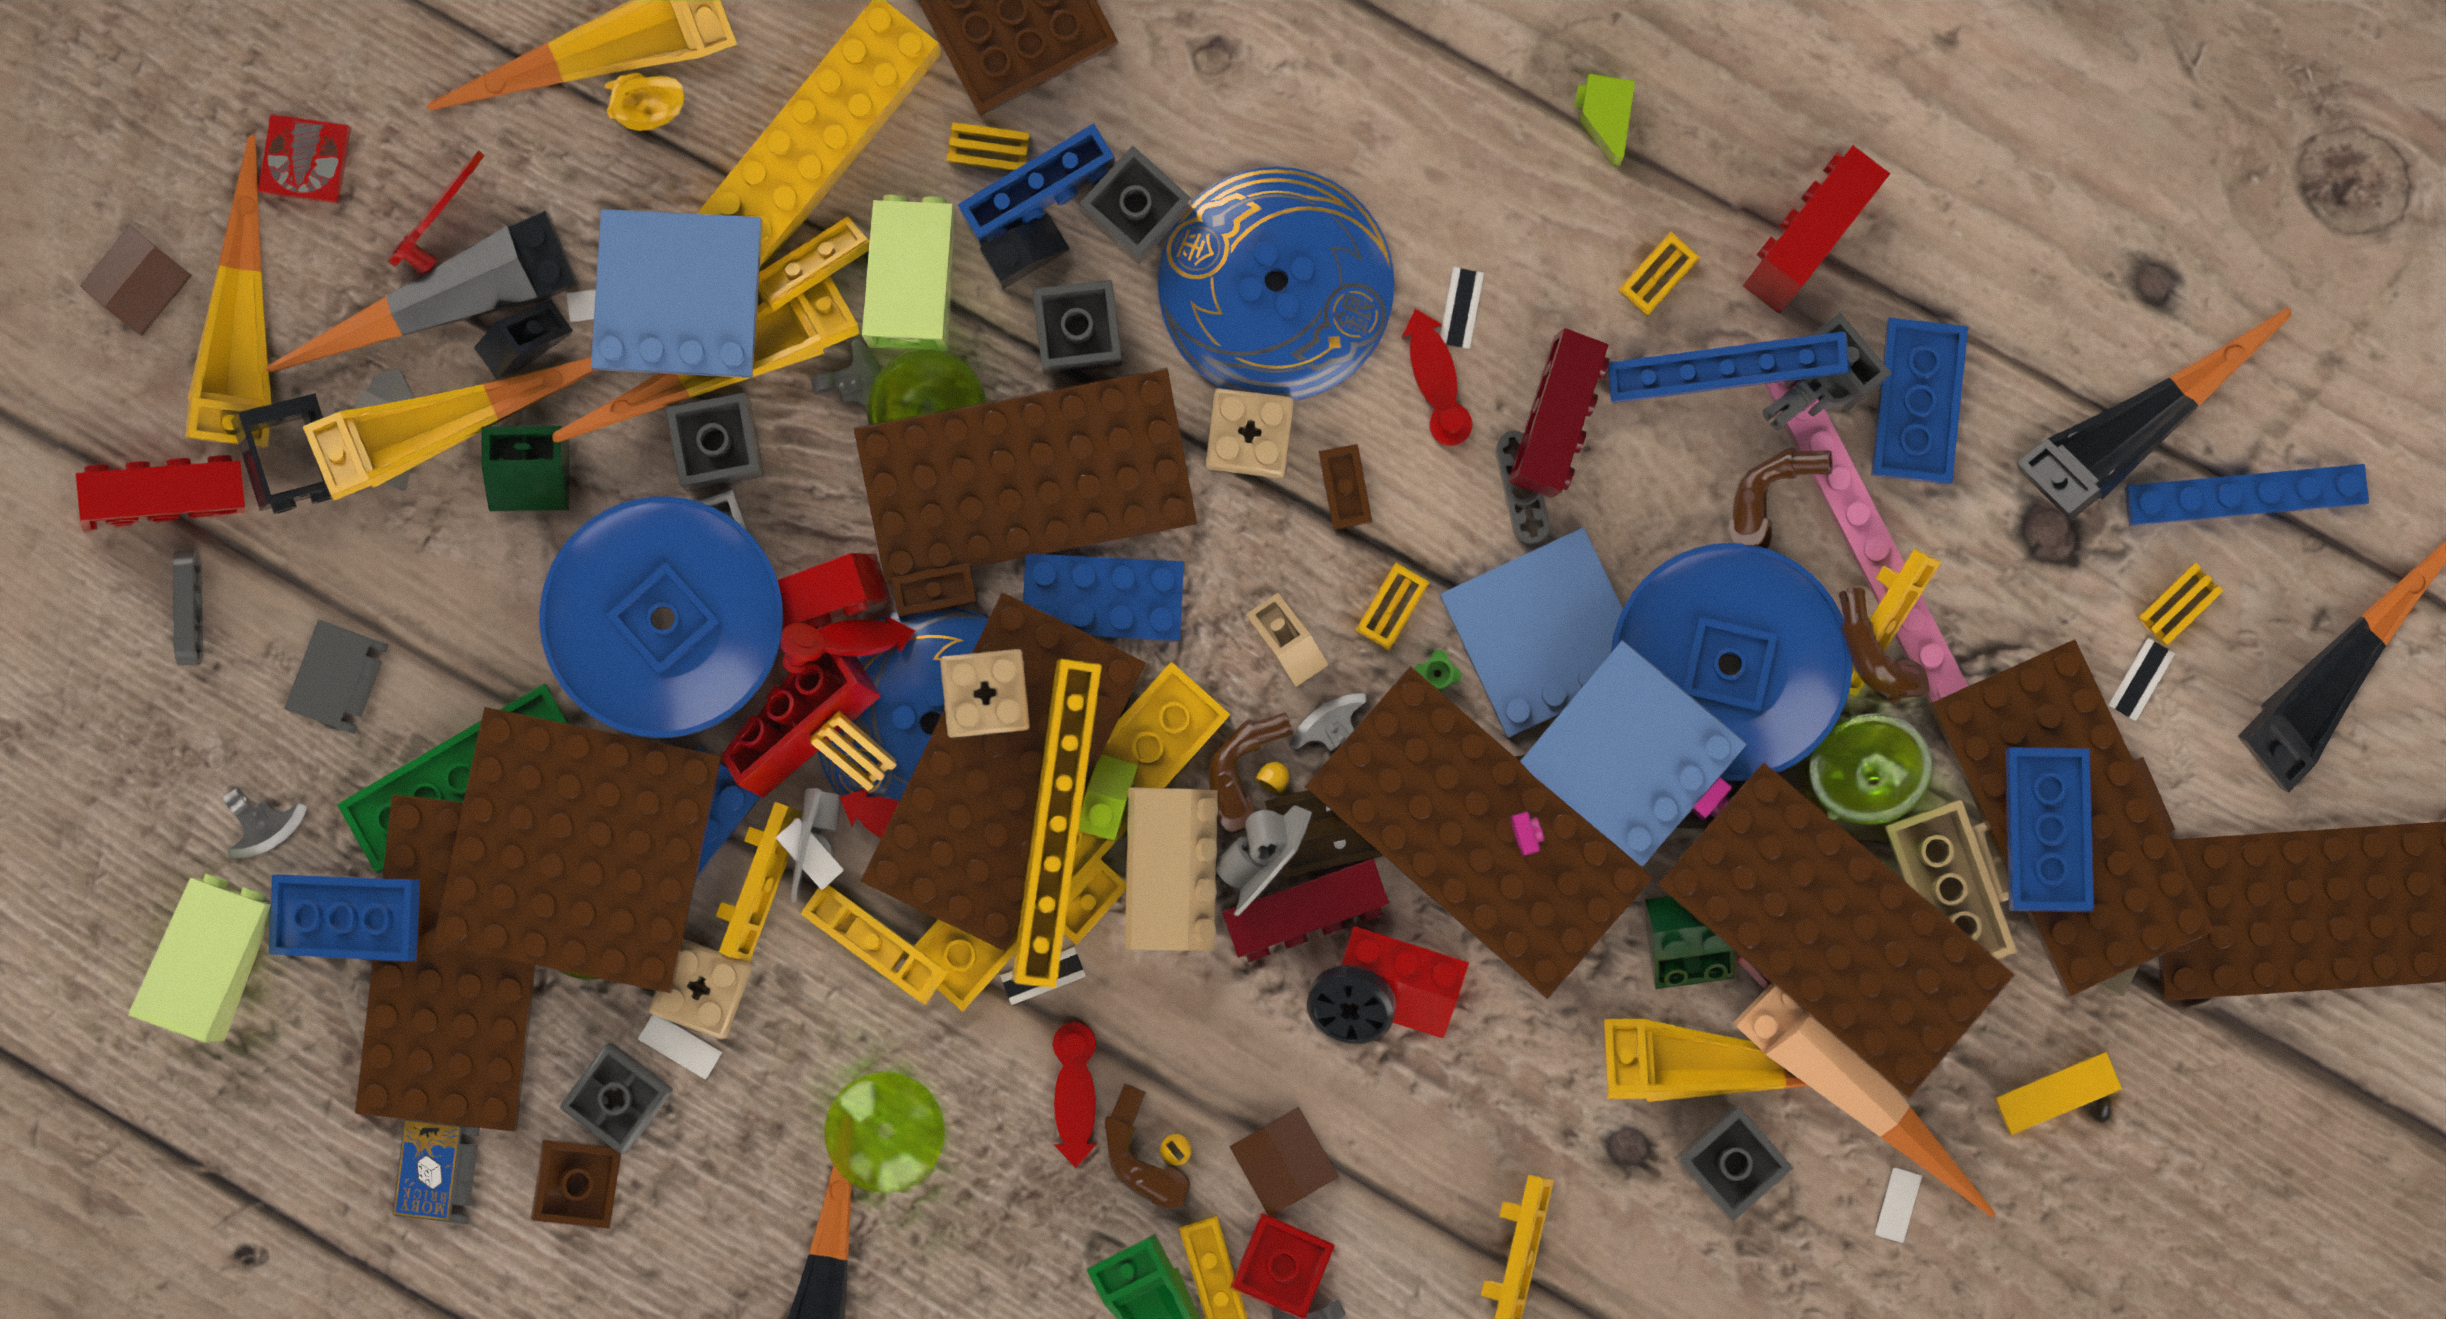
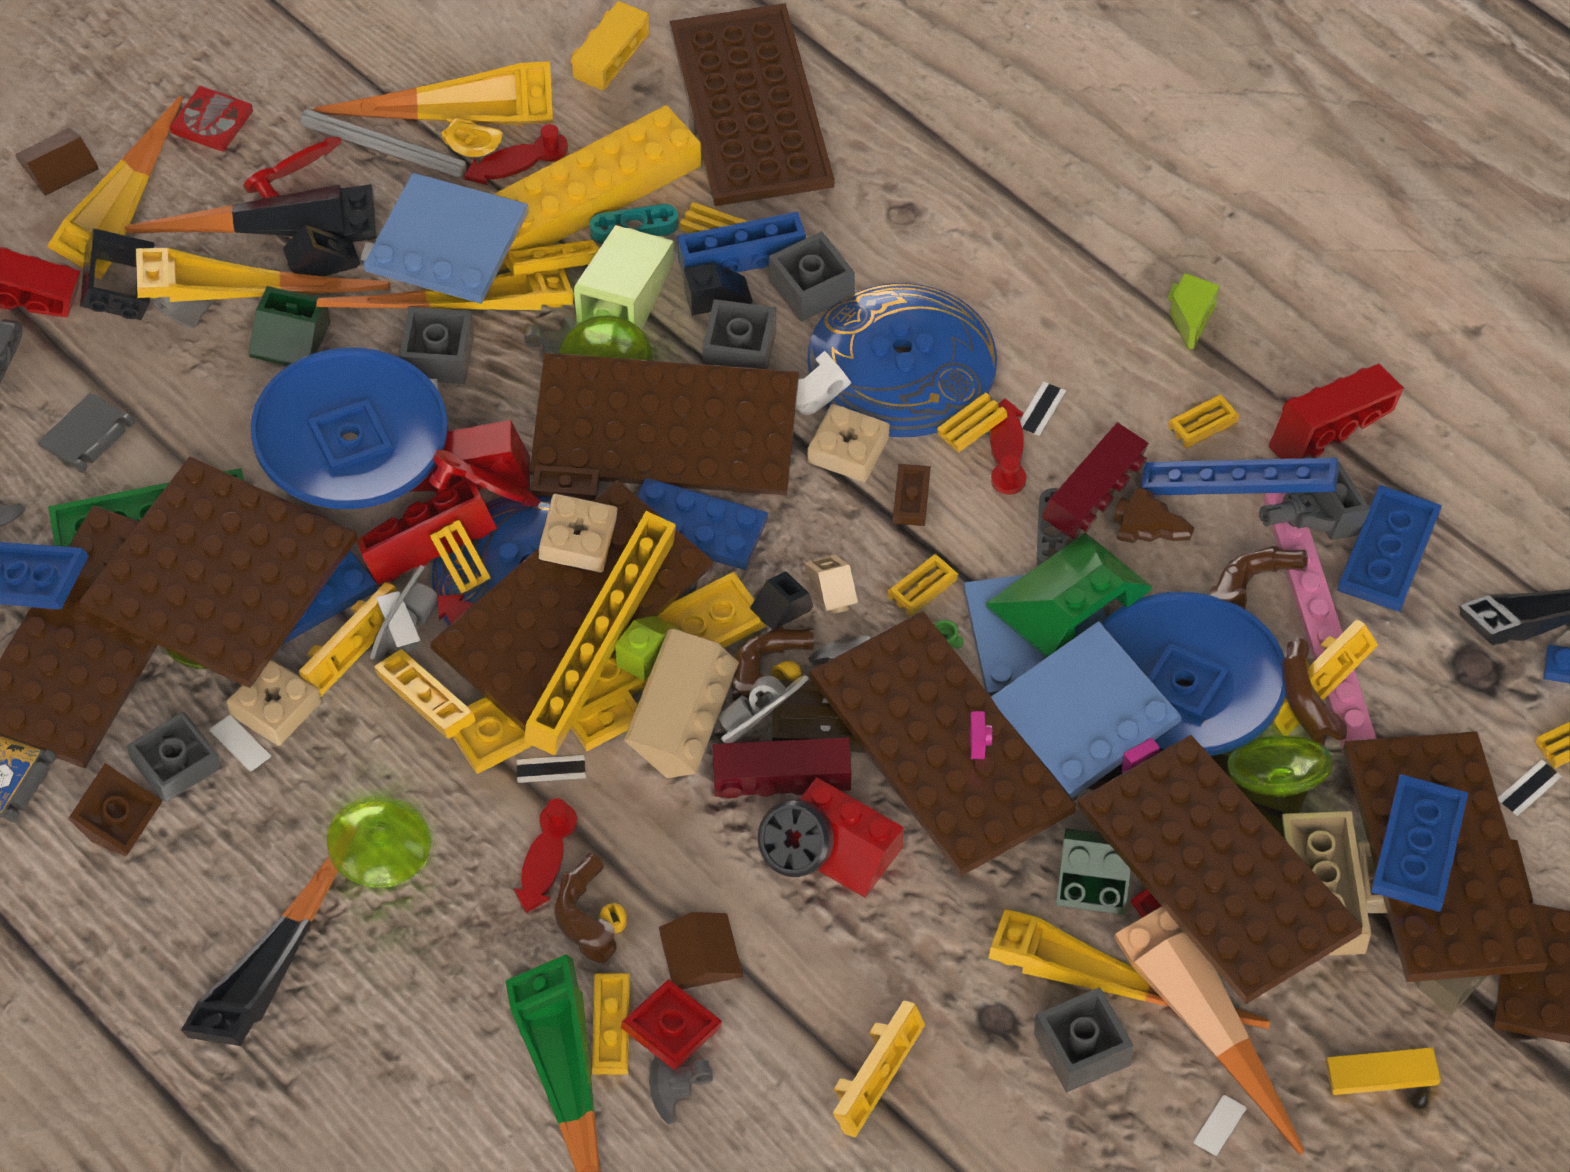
camera: 15 degrees right, 30 degrees down
(535, 136) = (383, 143): none -> light grey axle
(711, 109) = (518, 158): none -> red brick
(910, 150) = (642, 214): none -> teal beam
(1197, 365) = (820, 385): none -> white leg
(1244, 697) = (781, 601): none -> black slope
(1374, 352) = (968, 420): none -> yellow tile
(1568, 588) = (1065, 592): none -> green slope
(1630, 442) = (1149, 519): none -> reddish brown rock

